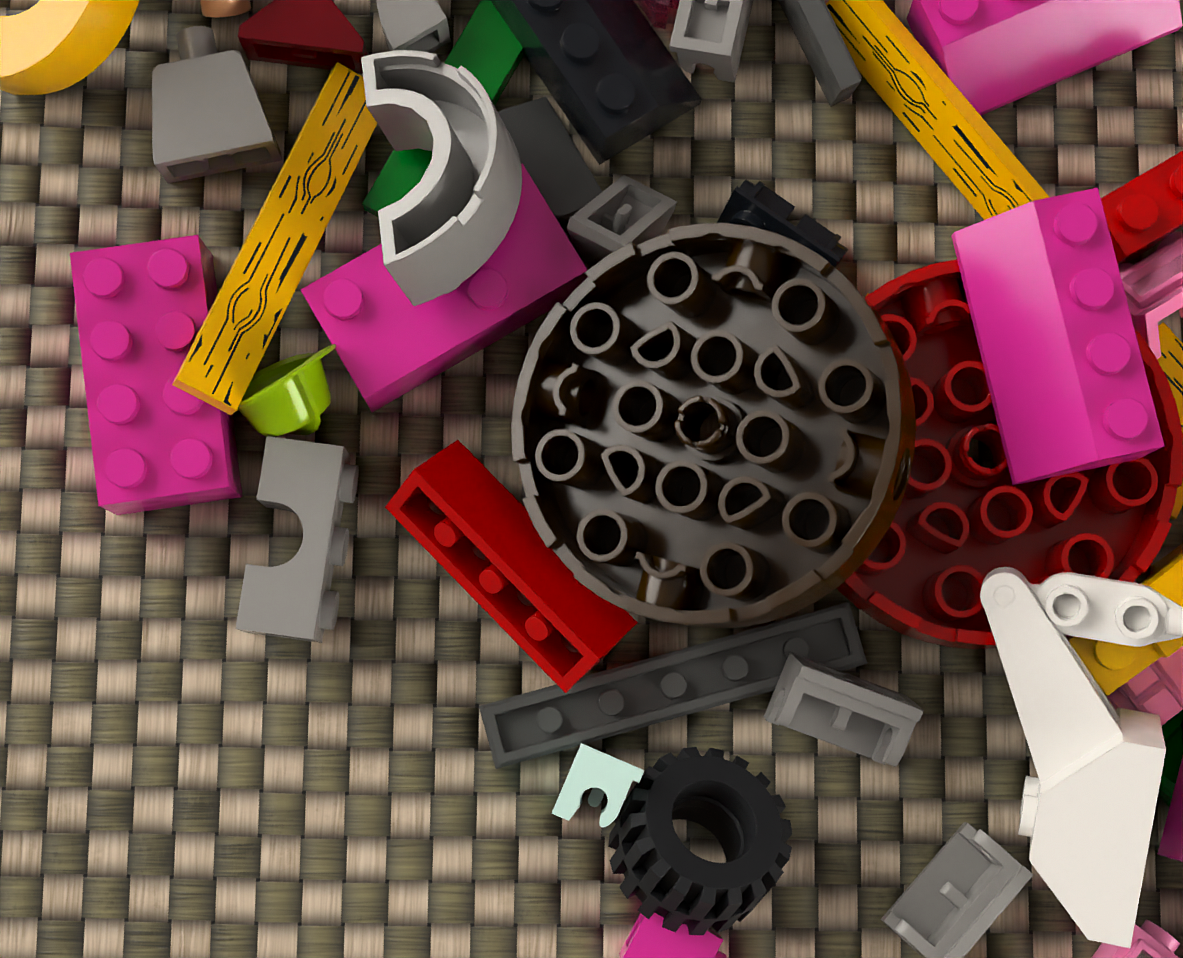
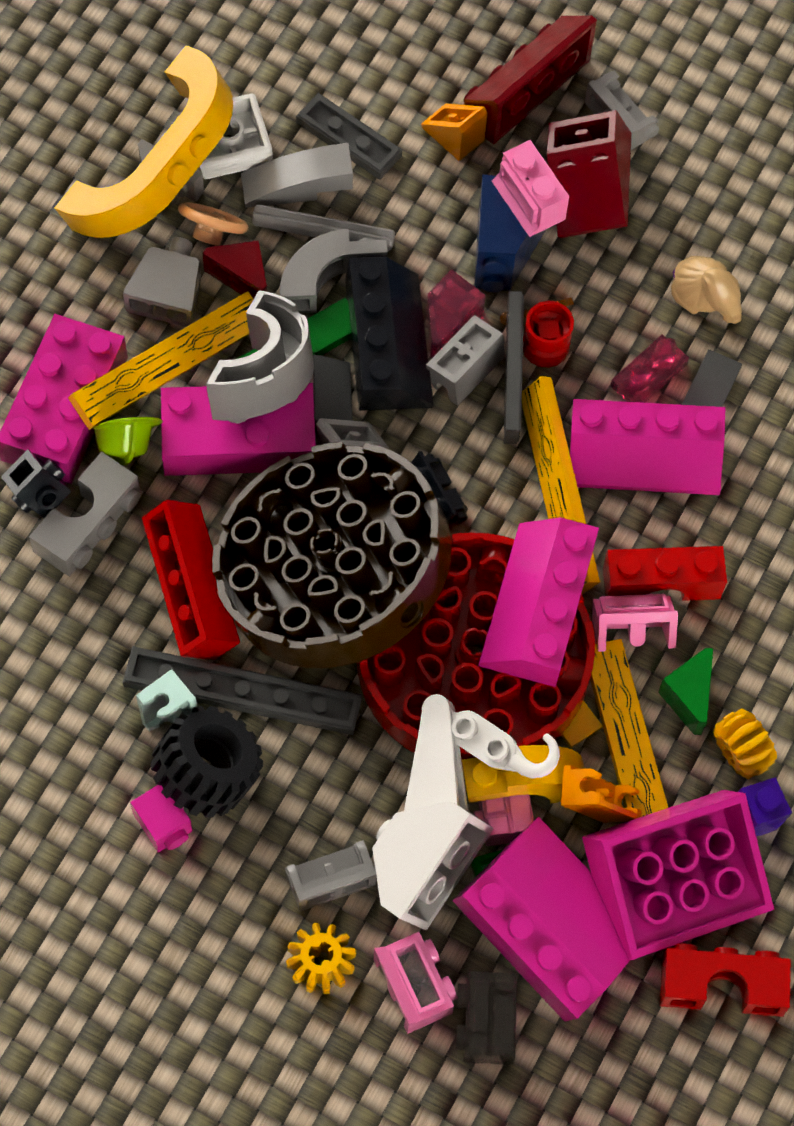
camera: 30 degrees right, 15 degrees down
(199, 542) = (36, 484): none -> black brick
(843, 710) = (323, 743): light grey hinge -> none

